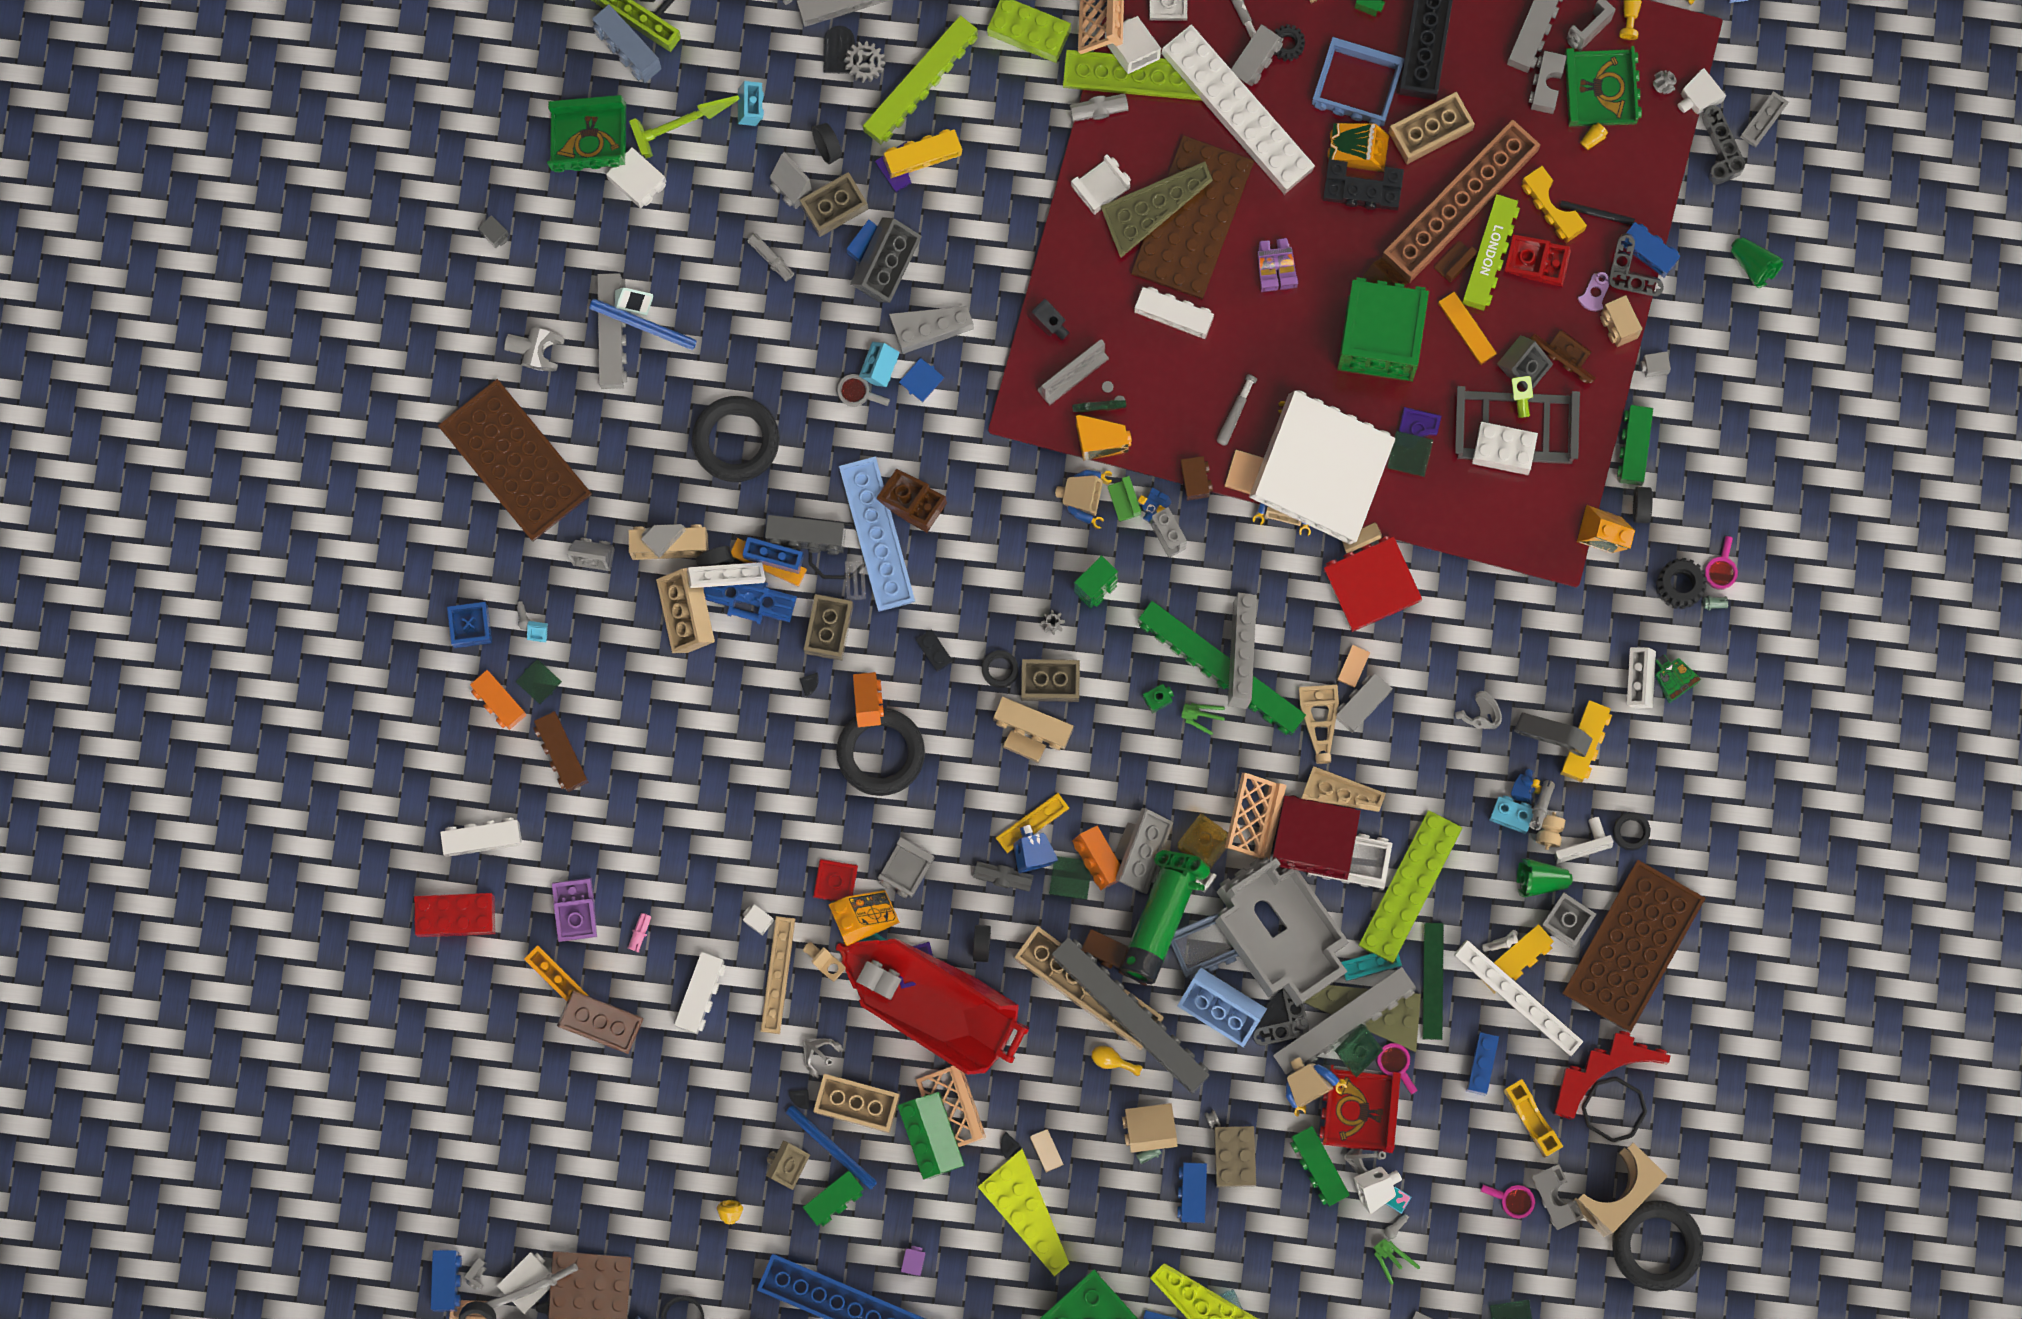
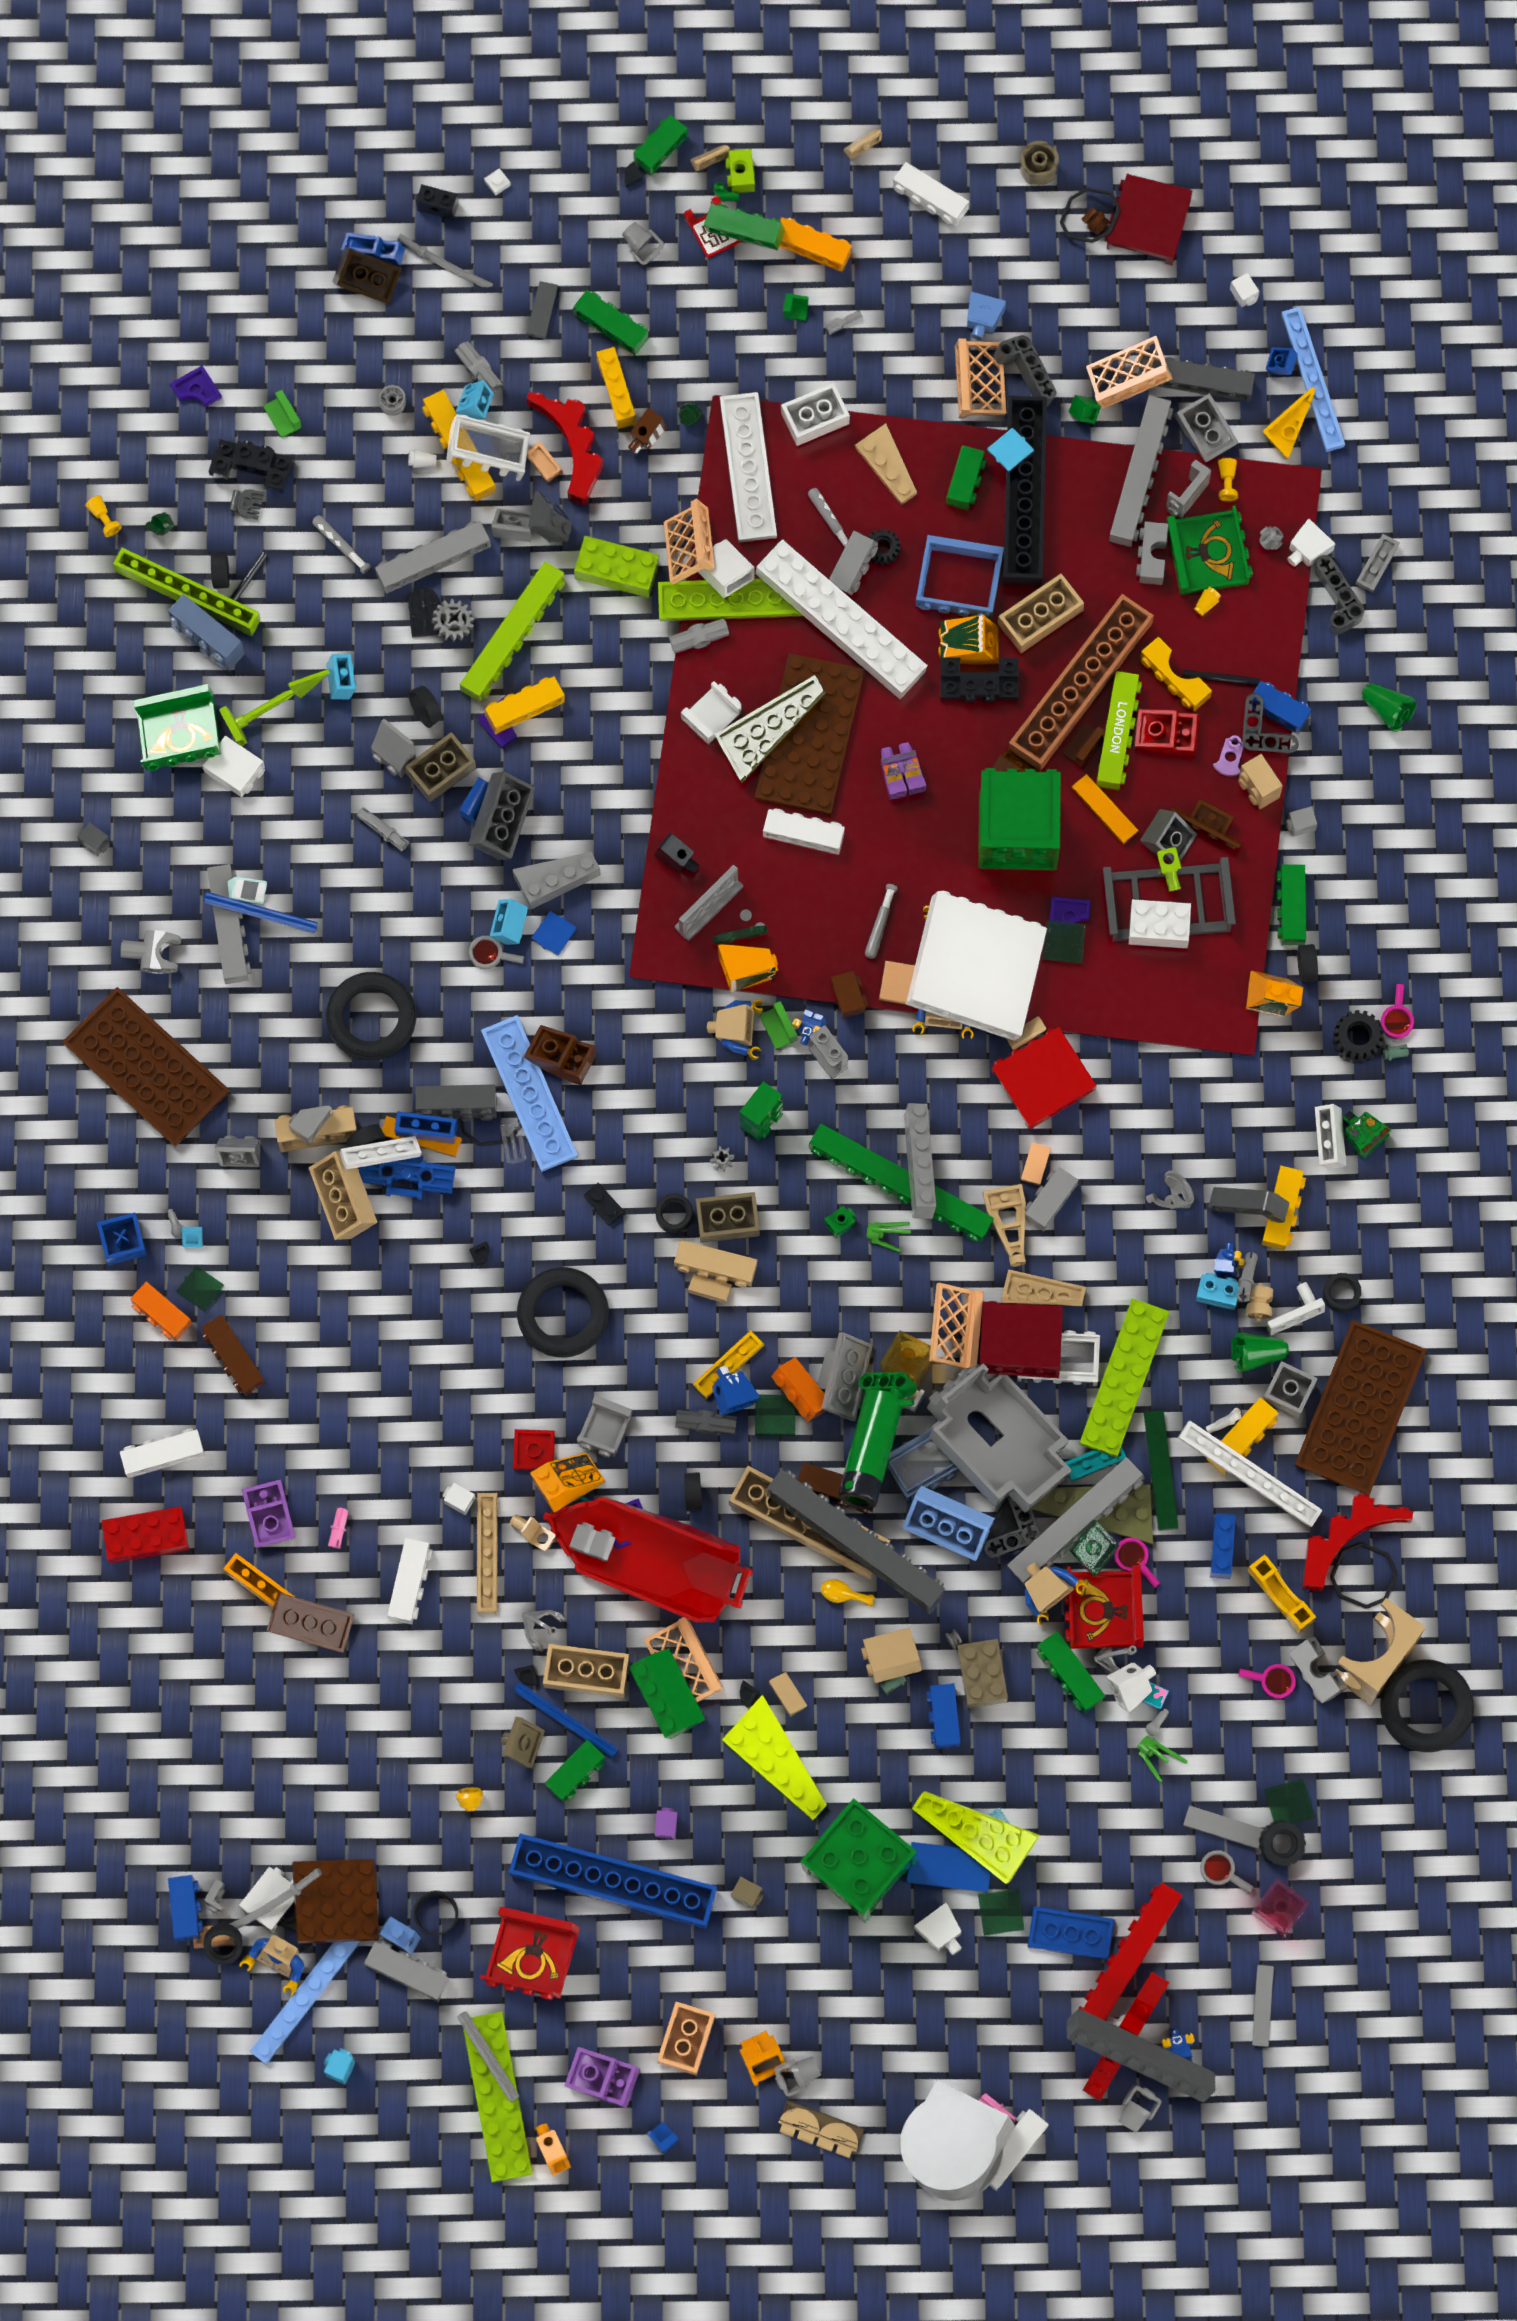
camera: 10 degrees left, 5 degrees down
(828, 627) = (492, 1193): dark tan brick -> none
(868, 699) = (543, 1259): orange brick -> none

